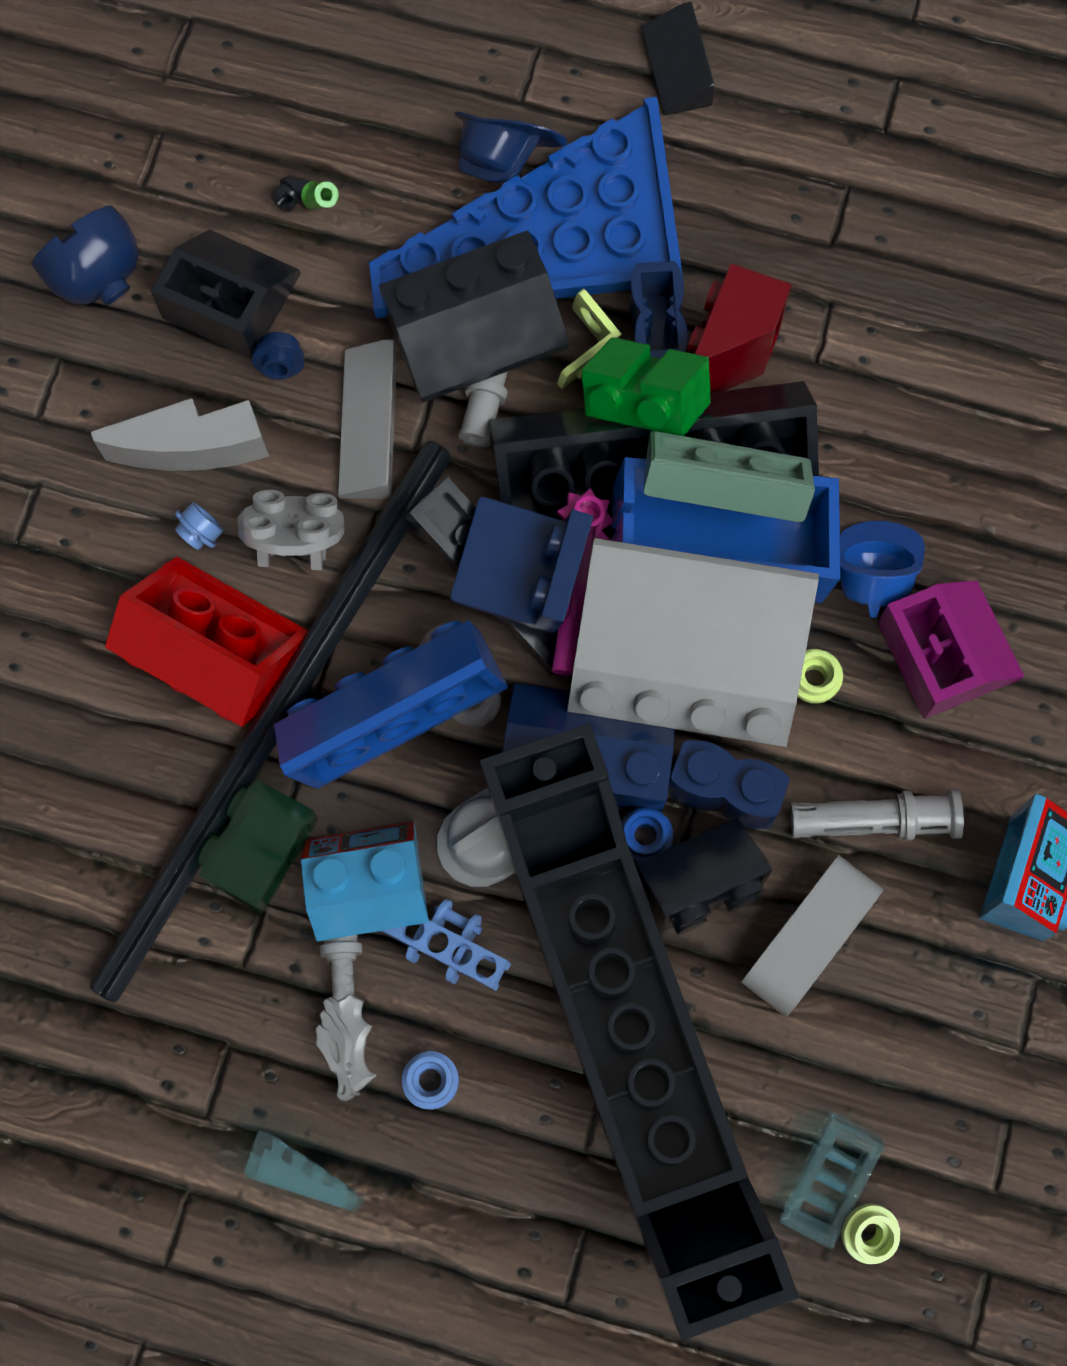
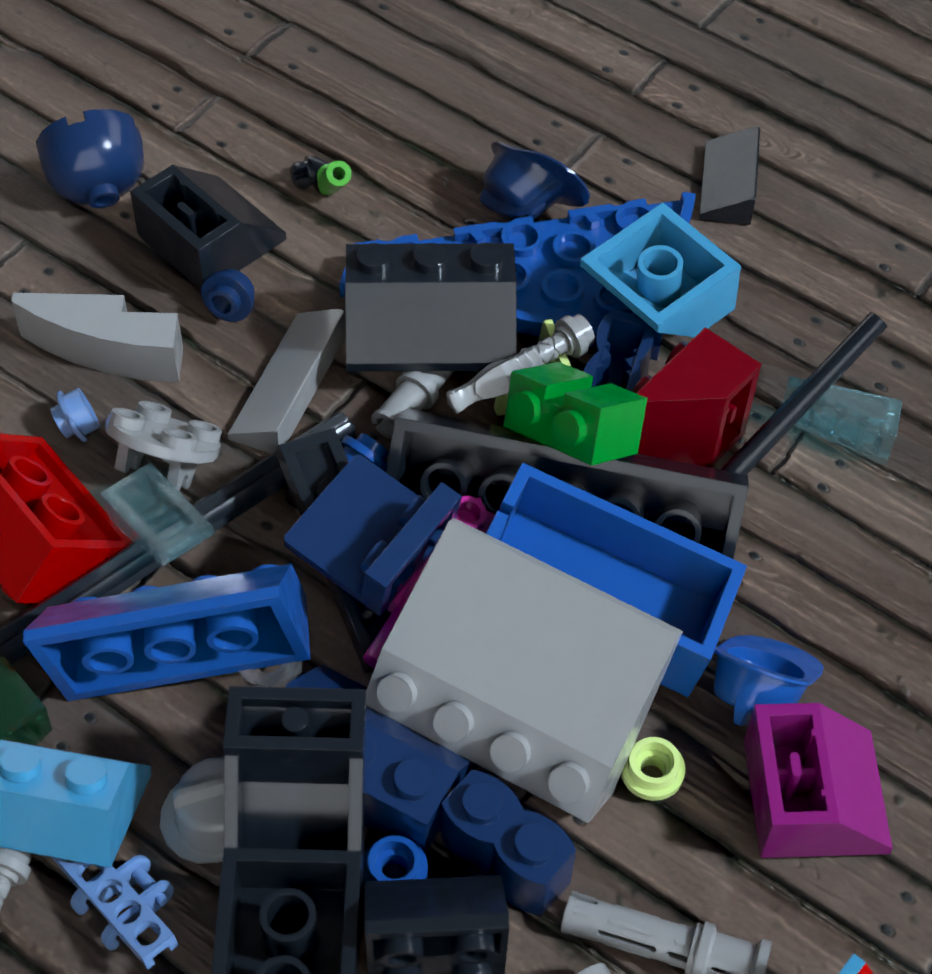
camera: 15 degrees right, 20 degrees down
(293, 587) = (147, 505): none -> clear light blue slope
(471, 478) = (366, 447): none -> blue plate
(565, 368) = (571, 336): none -> light grey piece
(670, 211) = (667, 273): none -> dark azure slope
(728, 477) = (624, 518): sand green slope -> none
(830, 291) = (806, 395): none -> black bar
(869, 290) = (852, 420): none -> clear light blue slope

